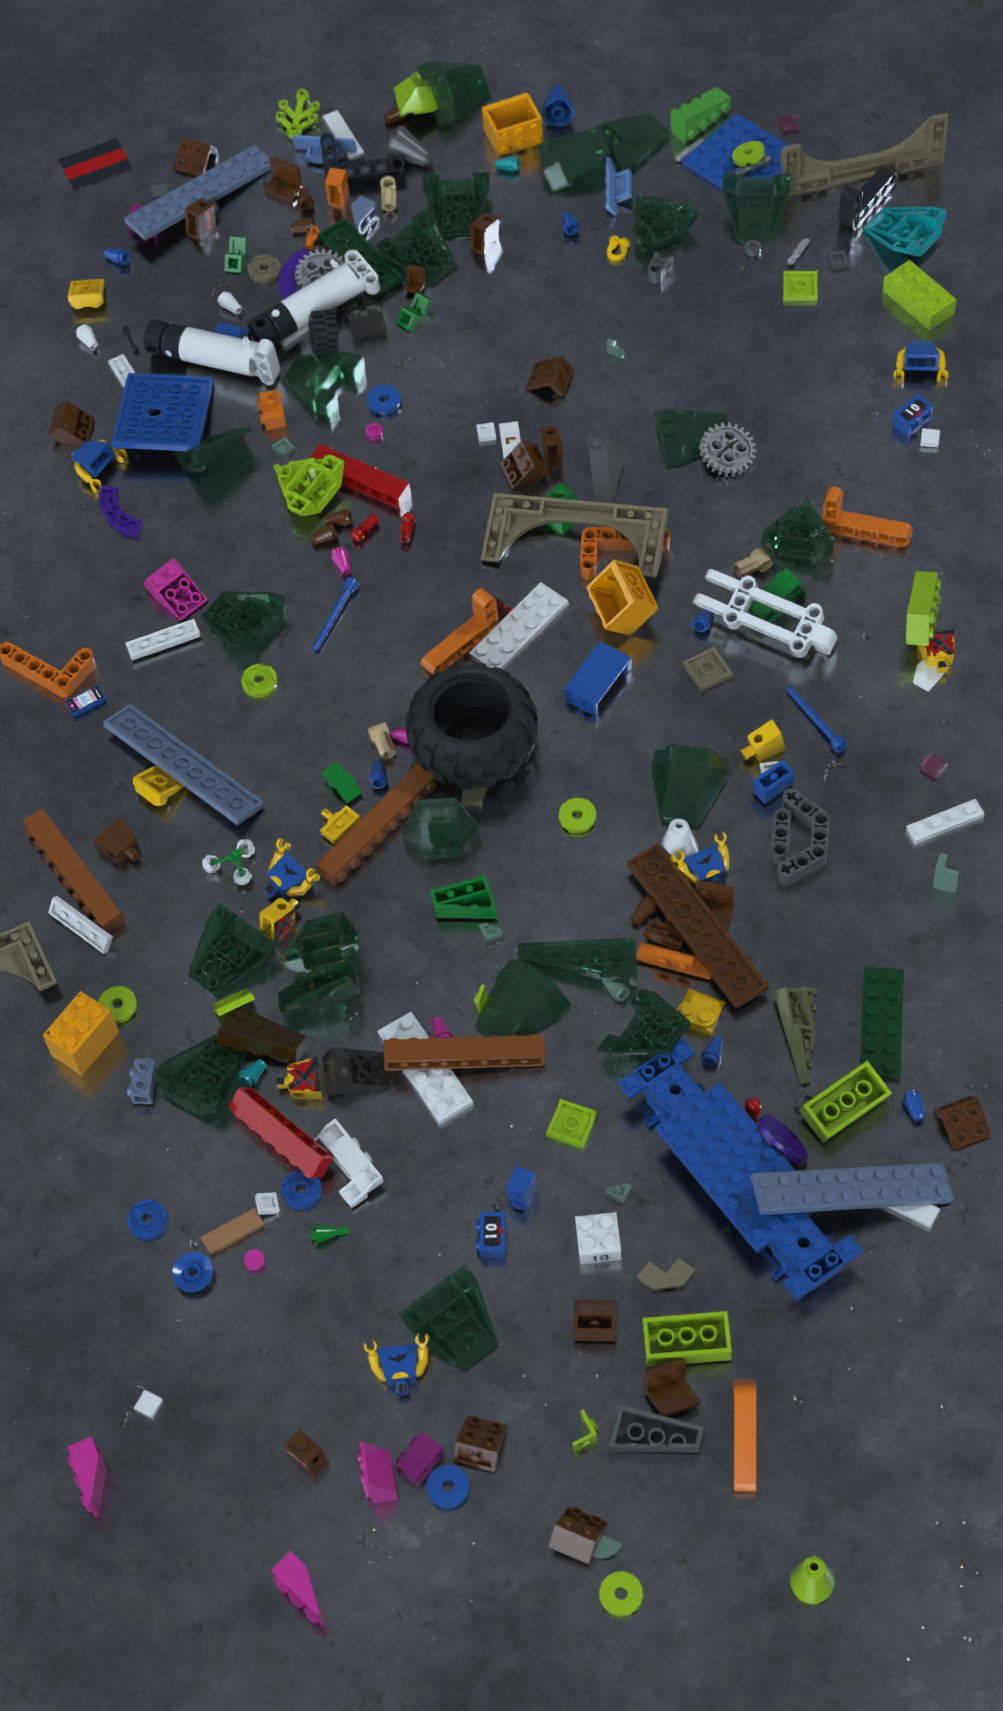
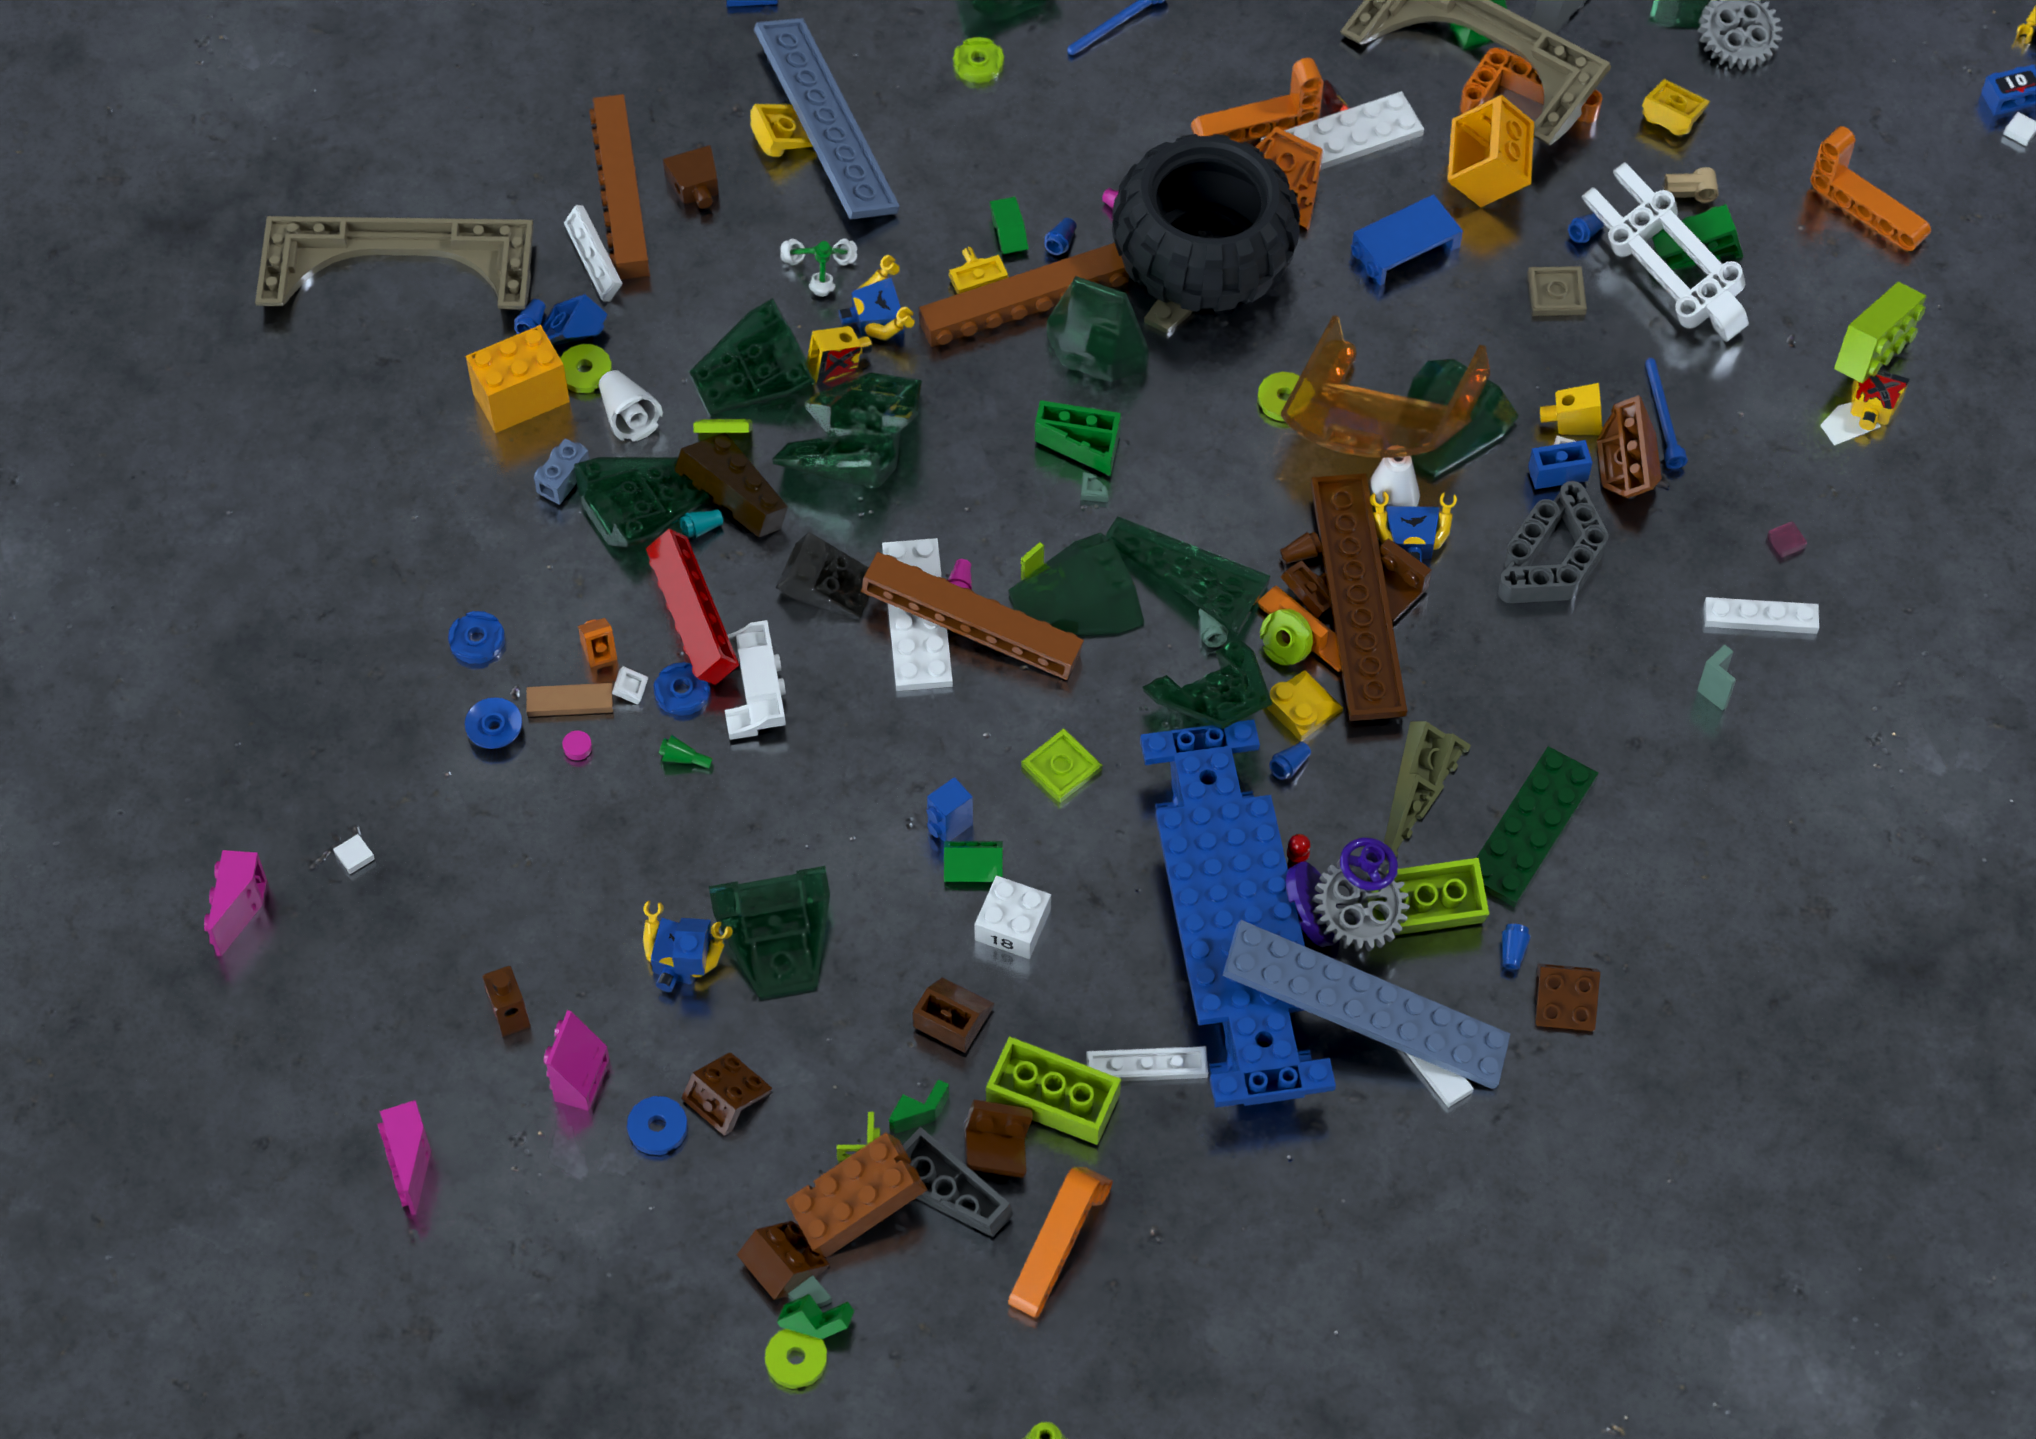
camera: 20 degrees right, 0 degrees up
(63, 990) = (530, 316): none -> blue cone
(93, 976) = (574, 320): none -> blue slope
(163, 1017) = (629, 407): none -> white cone
(230, 1184) = (597, 642): none -> orange slope
(303, 1080) = (757, 559): torso -> none
(381, 737) = (1089, 192): tan piece -> none
(408, 1358) = (691, 946): none -> blue slope
(419, 1458) = (640, 1074): magenta brick -> none
(492, 1234) = (883, 851): blue brick -> none
(502, 656) = (1301, 165): none -> orange wing
(552, 1213) = (973, 861): none -> green brick
(604, 1469) = (856, 1195): none -> dark orange piece
(607, 1396) = (912, 1113): none -> green slope
(614, 1565) = (807, 1318): none -> green slope
(618, 1192) = (1072, 876): sand green tile -> none
(645, 808) = (1369, 420): none -> clear orange windscreen
(670, 963) = (1298, 630): none -> lime tile
(674, 1278) = (1085, 1011): dark tan tile -> none
(714, 517) = (1673, 107): none -> yellow slope
(734, 1291) = (1151, 1063): none -> white tile
(799, 536) = (1769, 175): clear green wedge -> none
(801, 1110) = (1367, 927): none -> light grey gear
(809, 754) = (1628, 450): none -> dark orange wedge
(811, 1089) = (1375, 852): none -> dark purple piece

